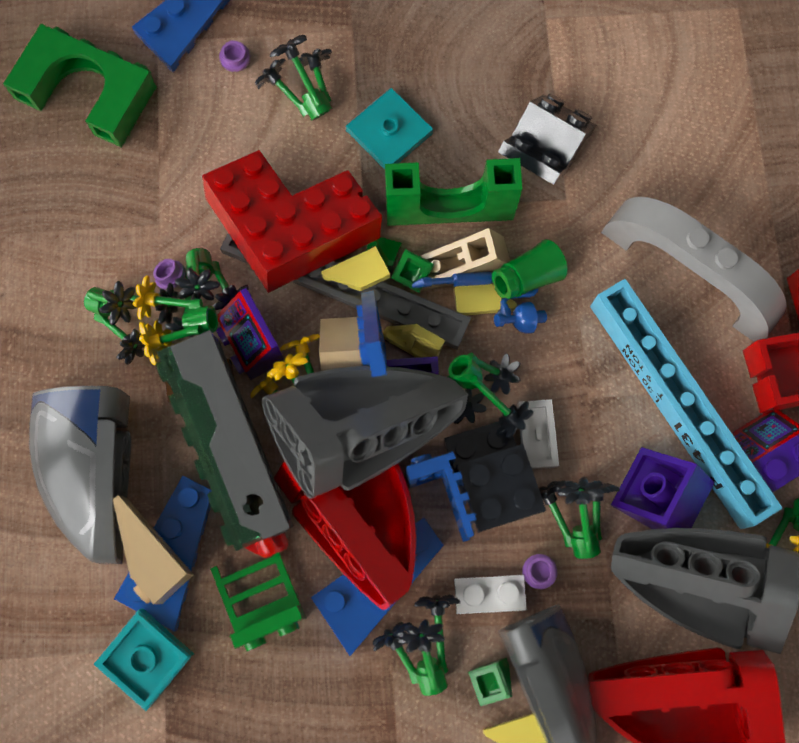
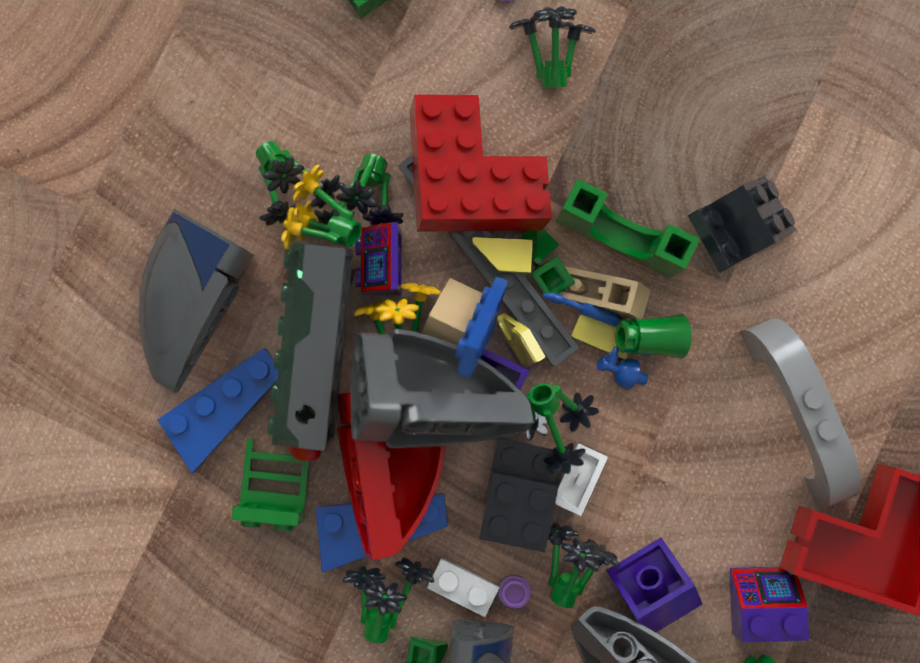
camera: 30 degrees right, 10 degrees up
(143, 659) = (157, 482): teal plate -> none
(149, 558) = (201, 406): tan slope -> none
(167, 272) = (342, 163): medium lavender plate -> none
(389, 129) = (607, 132): teal plate -> none
(427, 469) = (465, 459): blue plate -> none
(685, 406) = (717, 526): medium azure brick -> none

